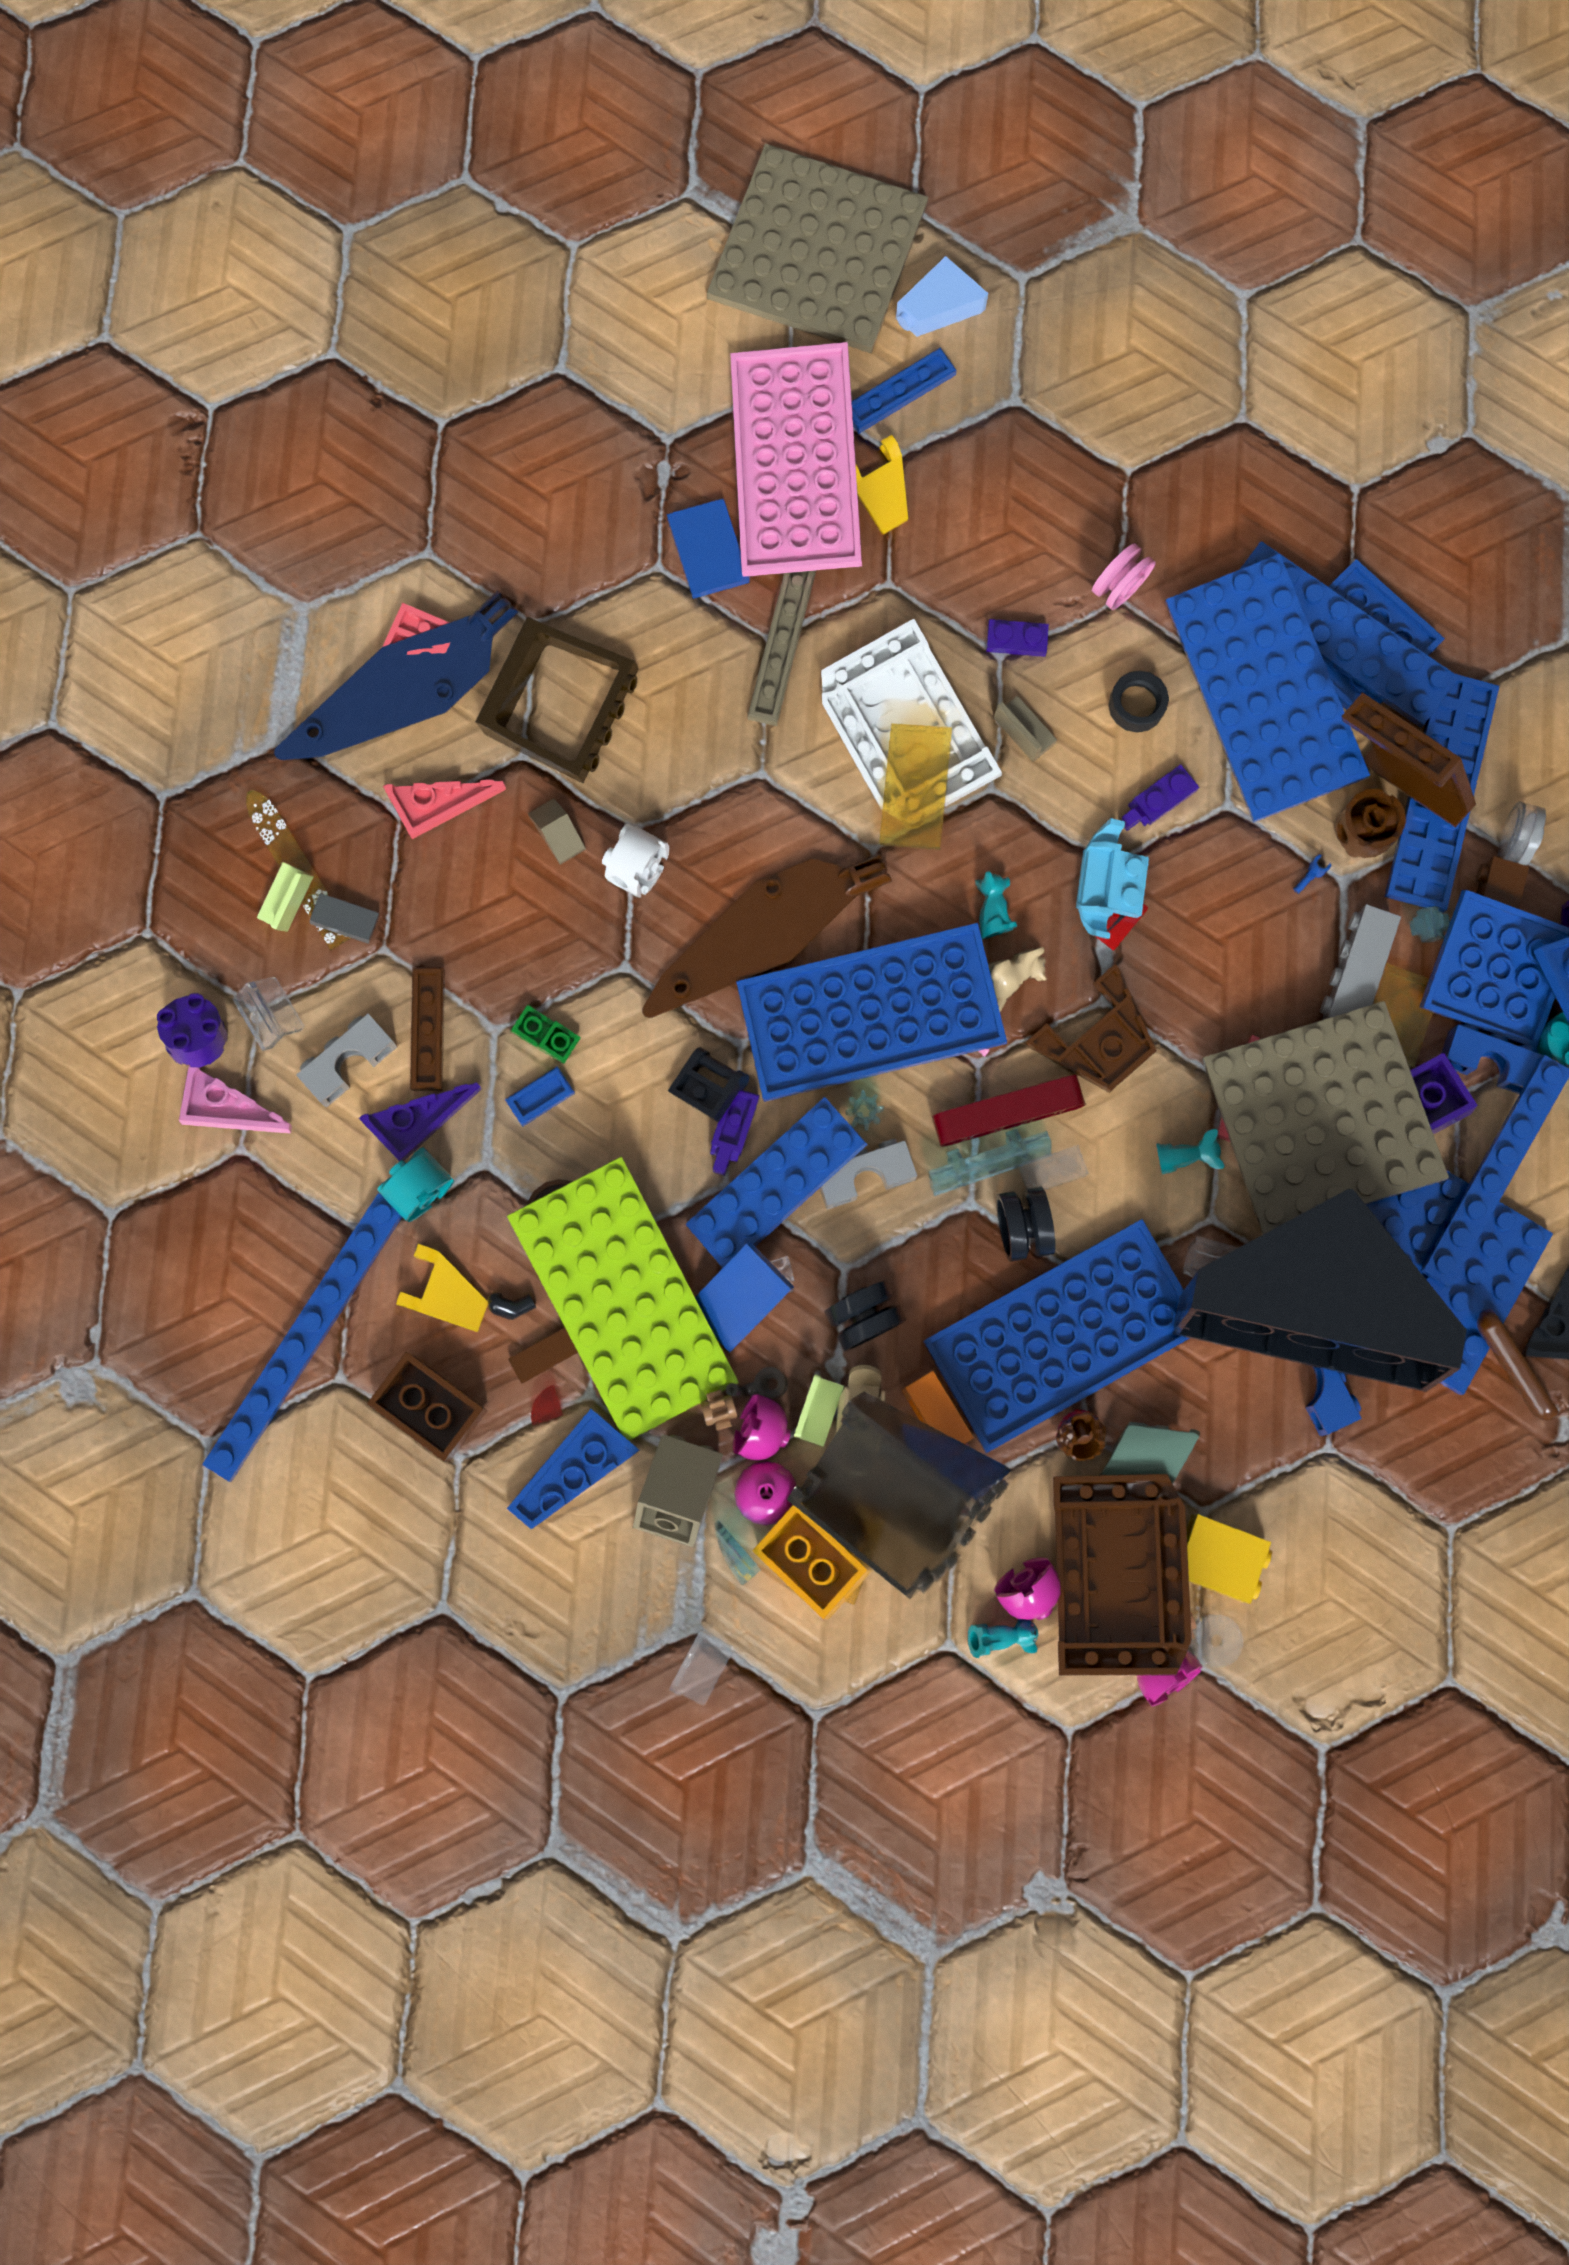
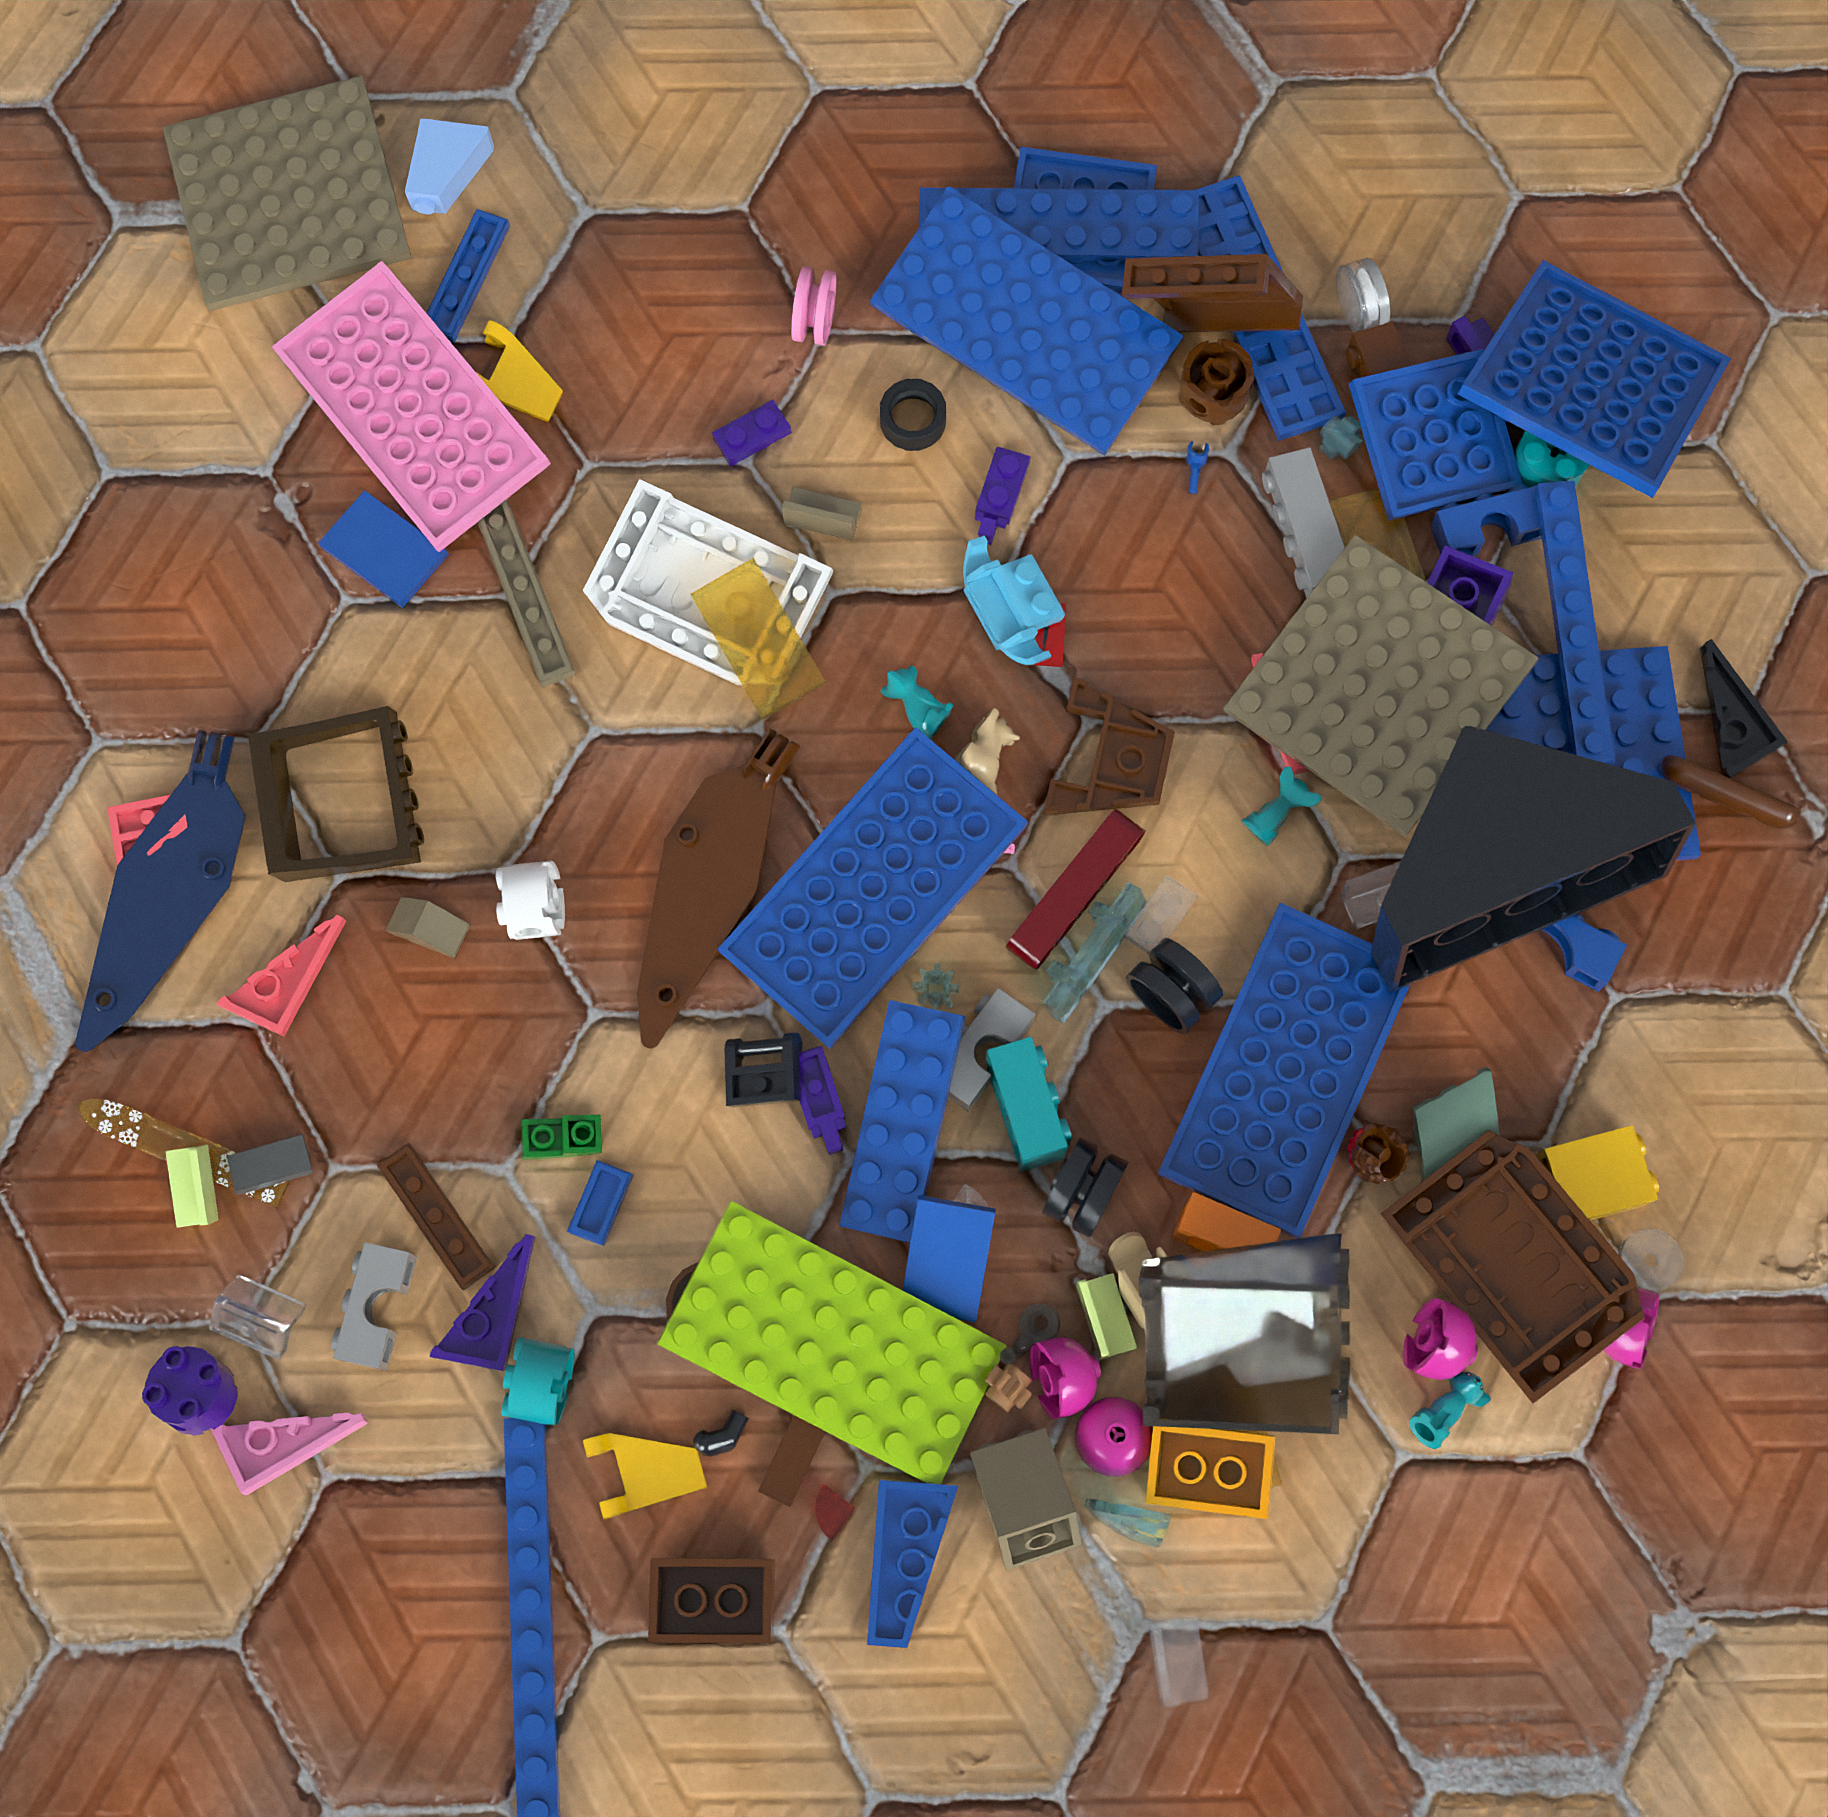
camera: 30 degrees left, 5 degrees down
(868, 1232) = (1028, 1103): none -> teal brick

